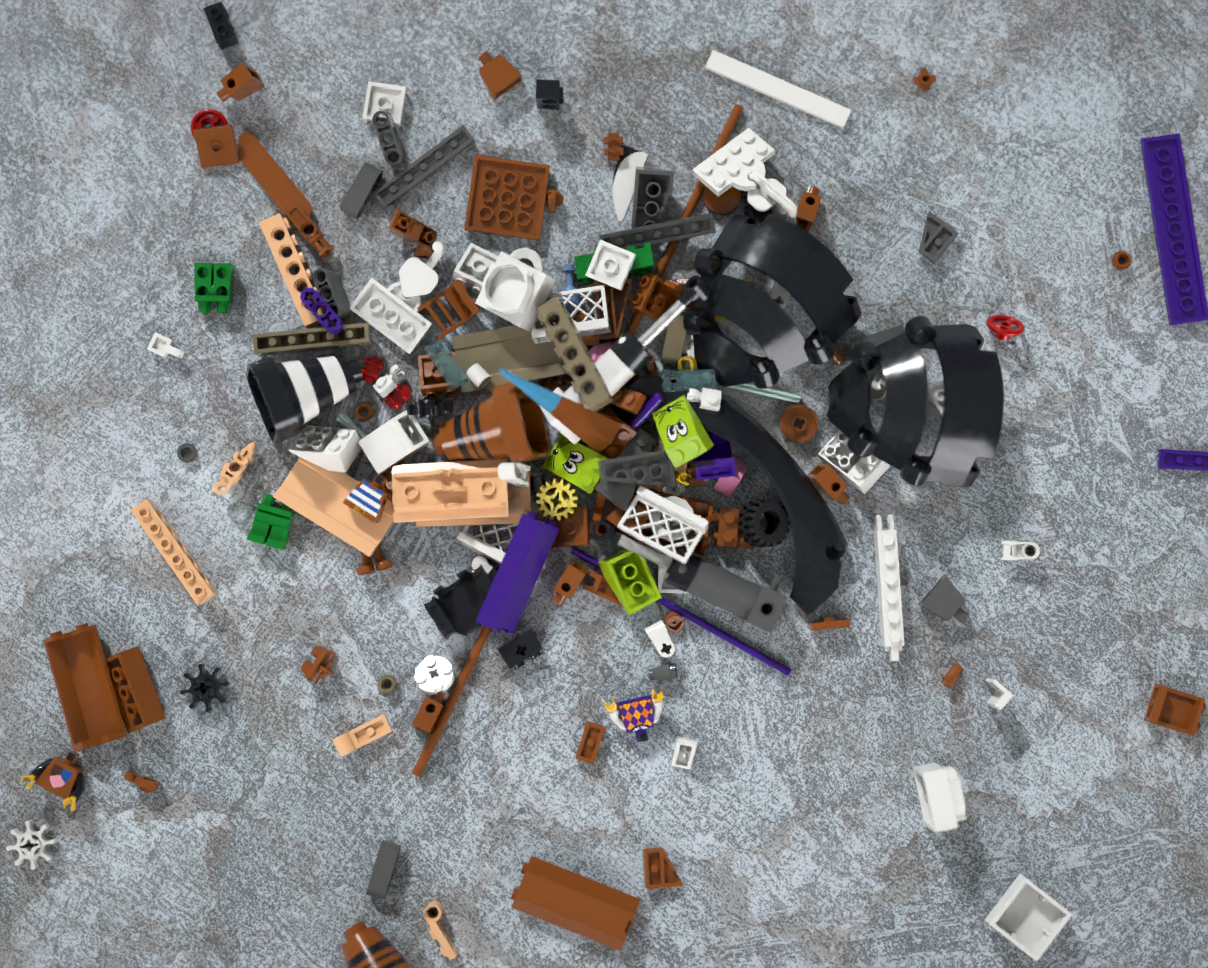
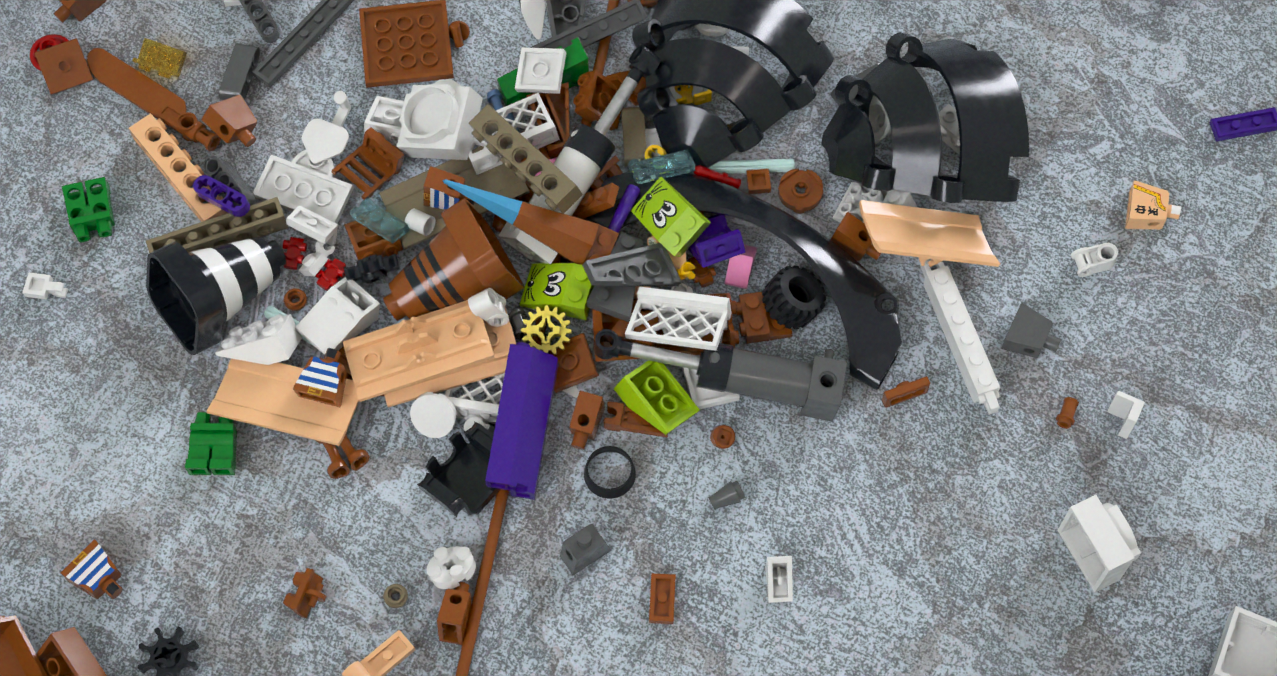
camera: 15 degrees left, 20 degrees down
(161, 604) = (94, 572): none -> torso
(174, 551) = (99, 507): light nougat brick -> none
(187, 452) = (92, 396): dark grey tile -> none
(233, 471) = (153, 397): light nougat animal -> none
(298, 159) = (161, 58): none -> clear yellow bracket
(346, 238) = (231, 120): none -> dark orange torso
(391, 353) = (313, 225): none -> white panel
(411, 229) = (304, 96): dark orange slope -> none
(423, 251) = (324, 113): dark orange plate -> none
(450, 546) = (433, 415): none -> white tile
(500, 351) = (439, 194): none -> torso
(509, 650) = (550, 500): black brick -> none
(541, 687) = (584, 547): none -> dark grey torso
(583, 609) = (613, 492): none -> black tyre
(636, 713) = (709, 549): torso -> none
(659, 635) = (711, 456): white piece -> none
(701, 622) = (756, 430): dark purple piece -> none
(708, 398) = (688, 178): white plate -> none
(736, 396) = (720, 177): none -> red piece
(766, 406) = (758, 181): none -> dark orange plate
(838, 357) = (823, 113): dark orange pin -> none
(886, 501) = (926, 234): none -> light nougat hinge
(1003, 329) = (995, 39): red piece -> none
(1079, 516) = (1149, 207): none -> light nougat torso

